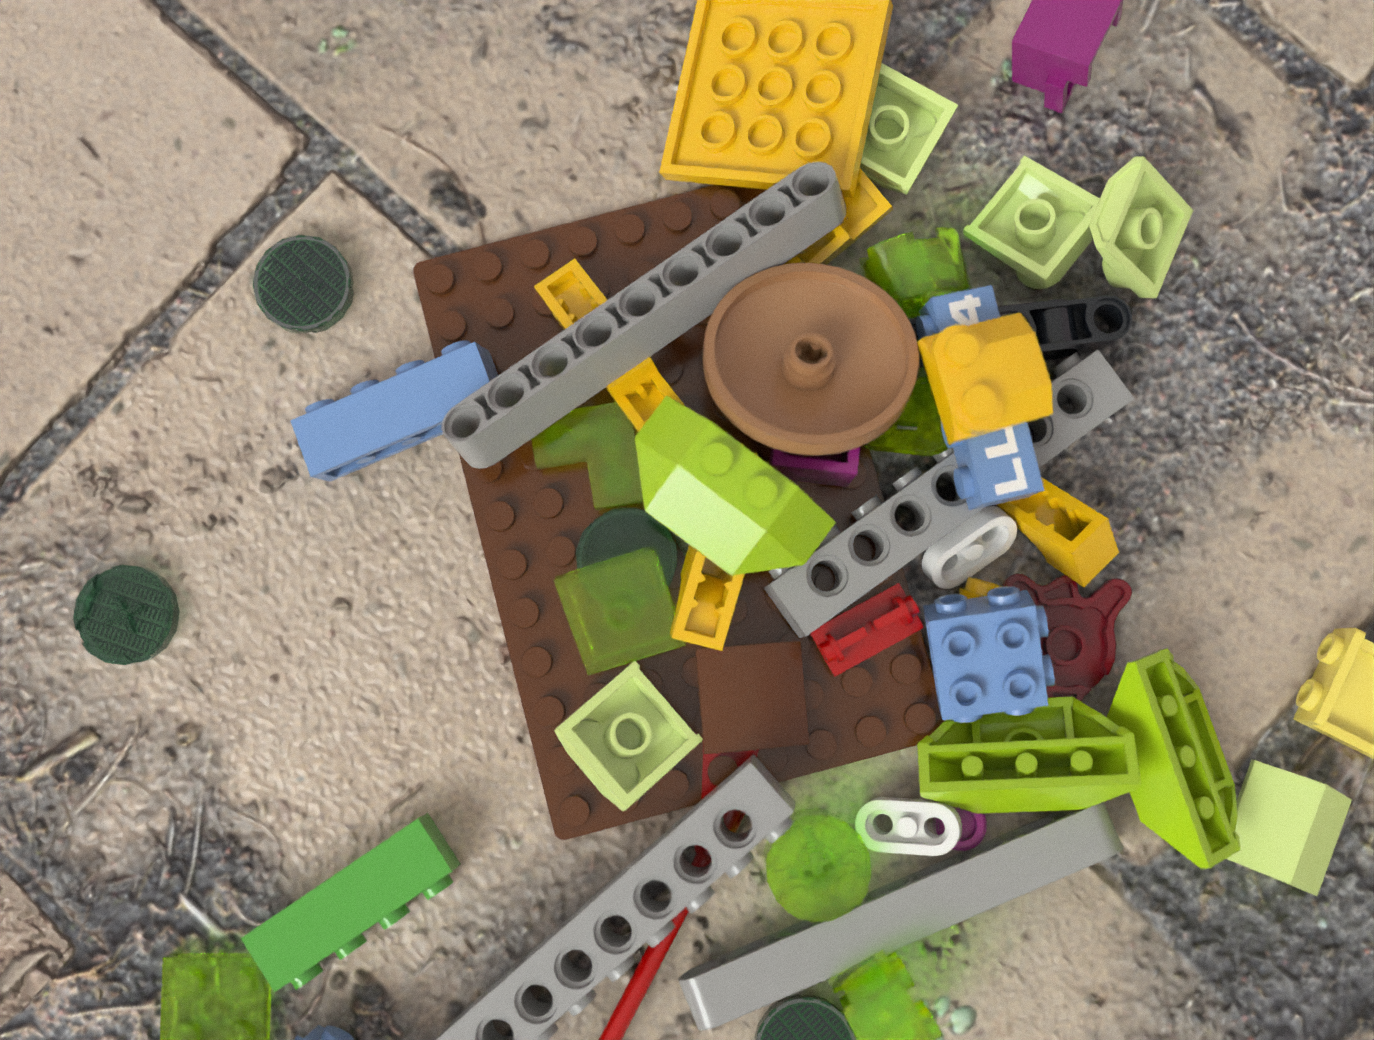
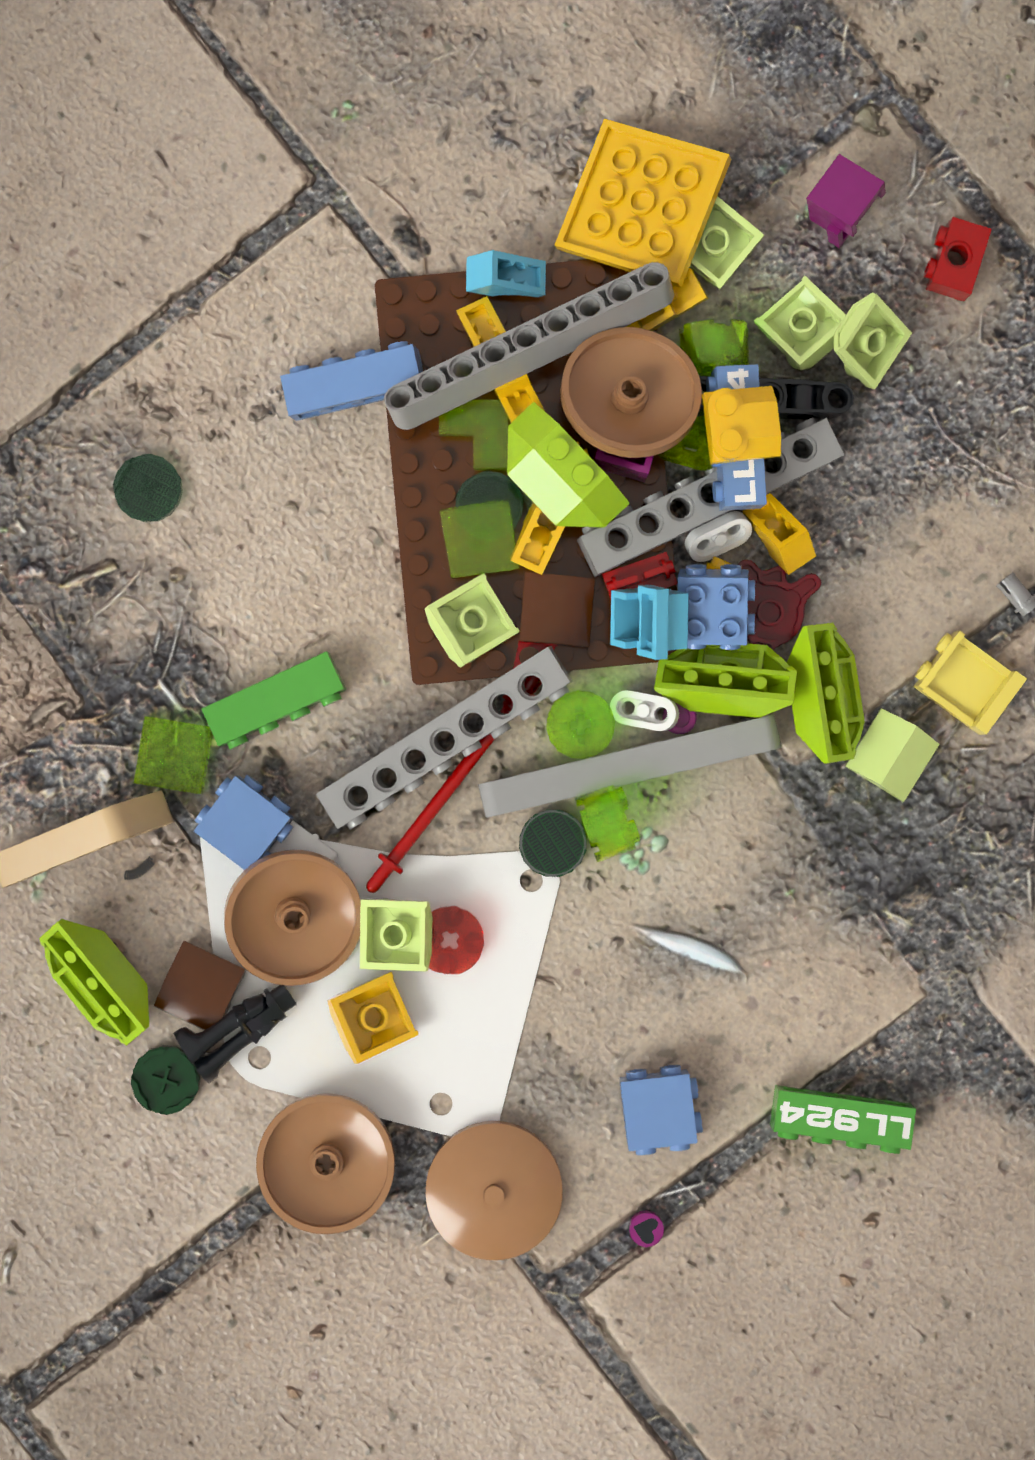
camera: 10 degrees right, 5 degrees up
(303, 284) = (298, 282): tile -> none
(595, 221) = (505, 274): none -> medium azure arch
(897, 694) = (649, 620): none -> medium azure plate
(1251, 74) = (967, 240): none -> red brick

